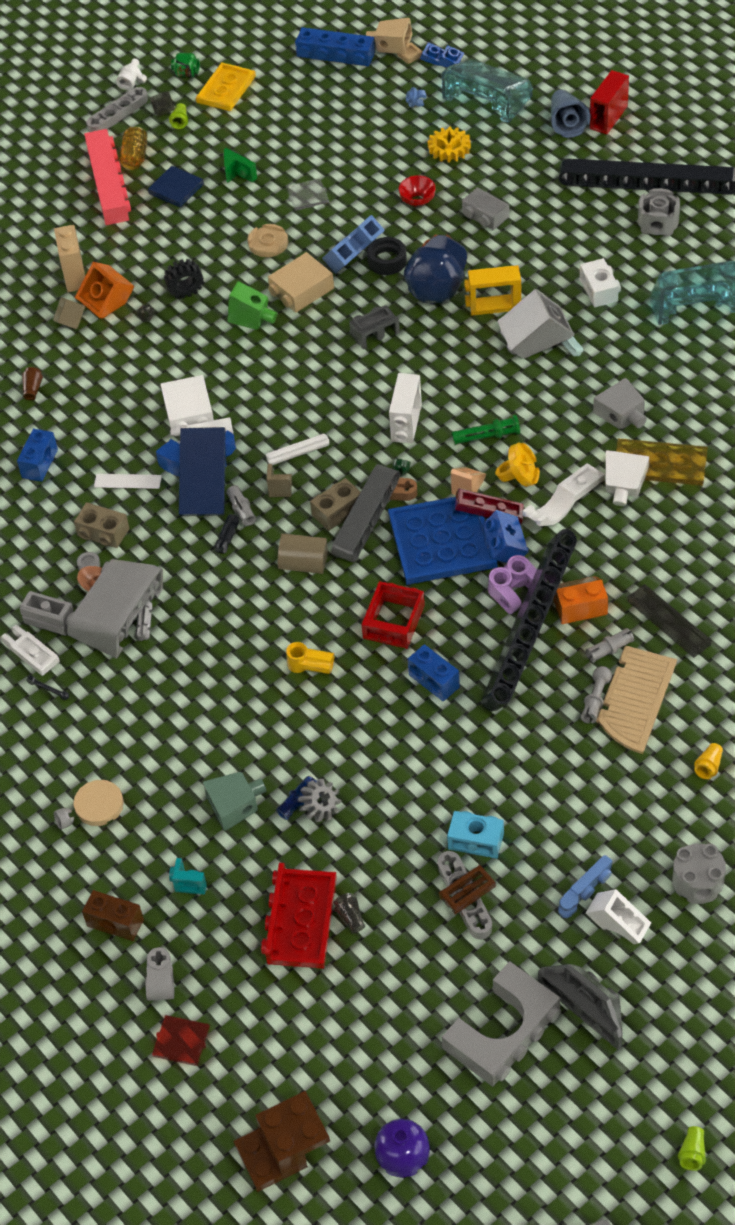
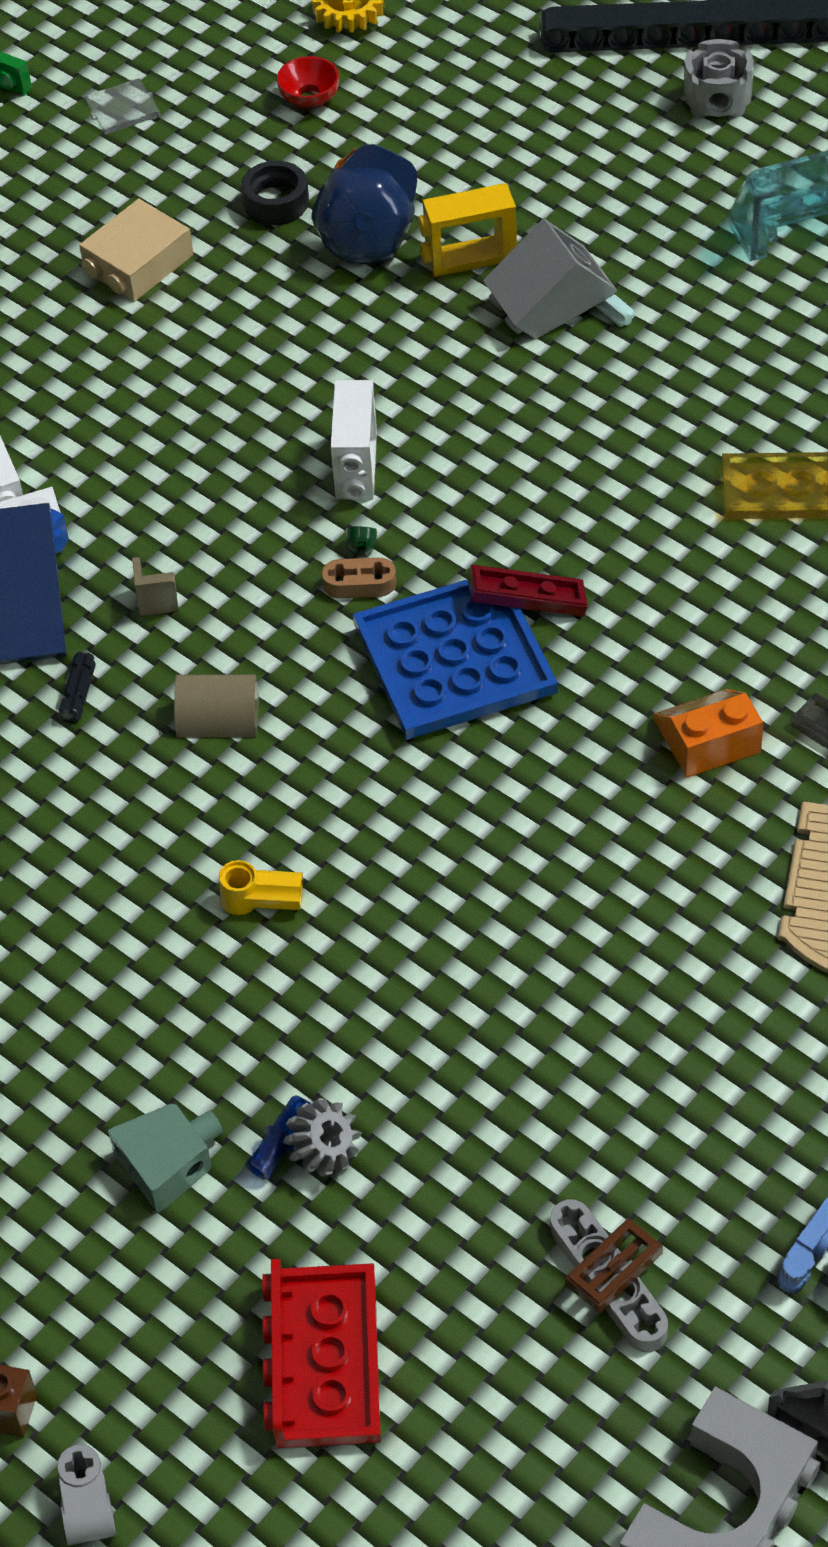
camera: 10 degrees left, 0 degrees up
(187, 881) = (107, 1314): teal bracket -> none
(241, 505) = (105, 648): light grey pin -> none
(249, 307) = (54, 299): bright green torso -> none
(268, 240) = (67, 187): tan tile -> none
(297, 449) = (177, 529): white axle -> none
(334, 504) = (262, 615): dark tan brick -> none
(348, 910) = (409, 1332): clear smoke cone -> none
(353, 244) = (216, 178): medium blue arch -> none
(365, 513) = (315, 625): dark grey beam -> none
(373, 323) = (272, 303): dark grey window -> none
(388, 632) = (386, 825): red window -> none
(433, 672) = (483, 887): blue brick -> none
(466, 479) = (477, 548): light nougat slope -> none
(485, 208) = (428, 100): light grey brick -> none
(485, 843) = (626, 1179): medium azure brick -> none
(496, 425) = (517, 463): green pin -> none
(505, 536) = (565, 640): blue brick -> none
(510, 578) = (580, 704): lavender piece -> none
(519, 466) = (565, 517): yellow tile -> none
(524, 626) = (634, 778): black beam -> none
(565, 496) = (653, 558): white piece -> none
(593, 701) = (769, 905): light grey pin -> none
(599, 282) = (641, 201): white brick -> none
(609, 645) = (777, 804): light grey pin -> none
(620, 405) = (717, 398): light grey torso -> none
(625, 475) = (747, 512): white torso -> none

